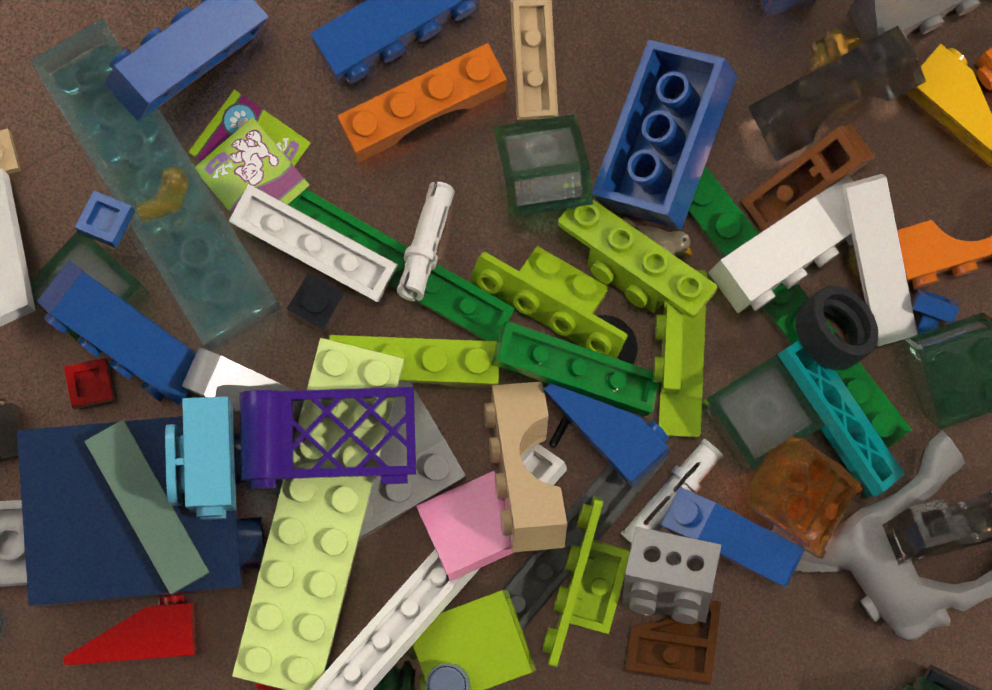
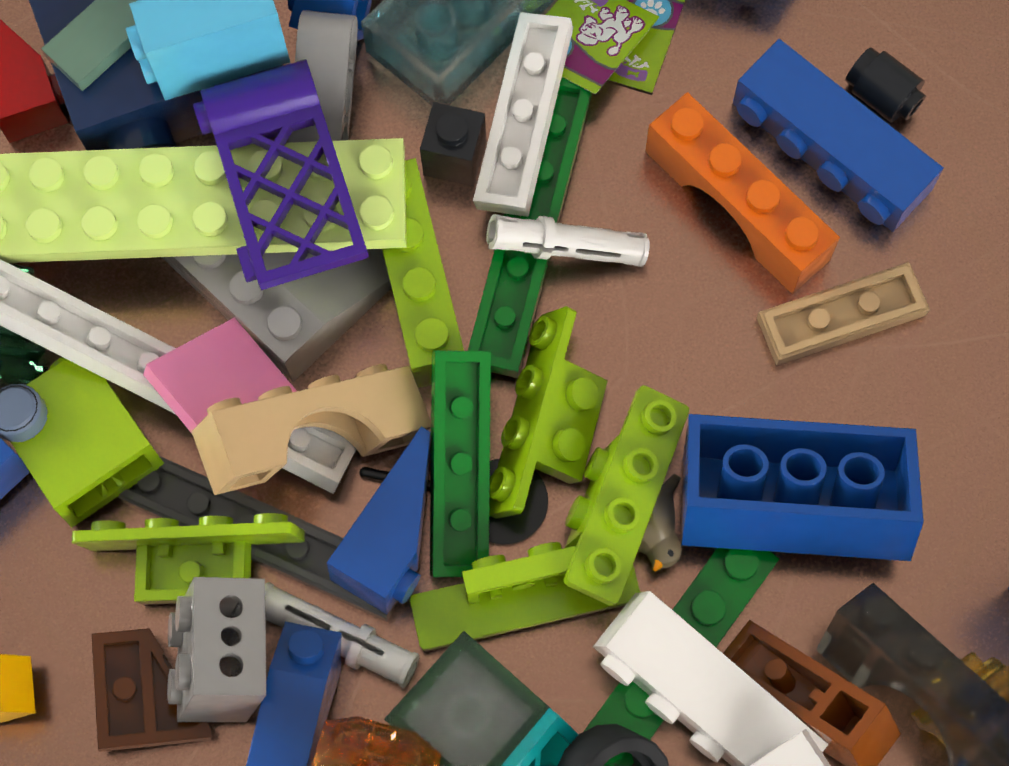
camera: 80 degrees right, 10 degrees down
(543, 165) = (705, 346): piece -> none

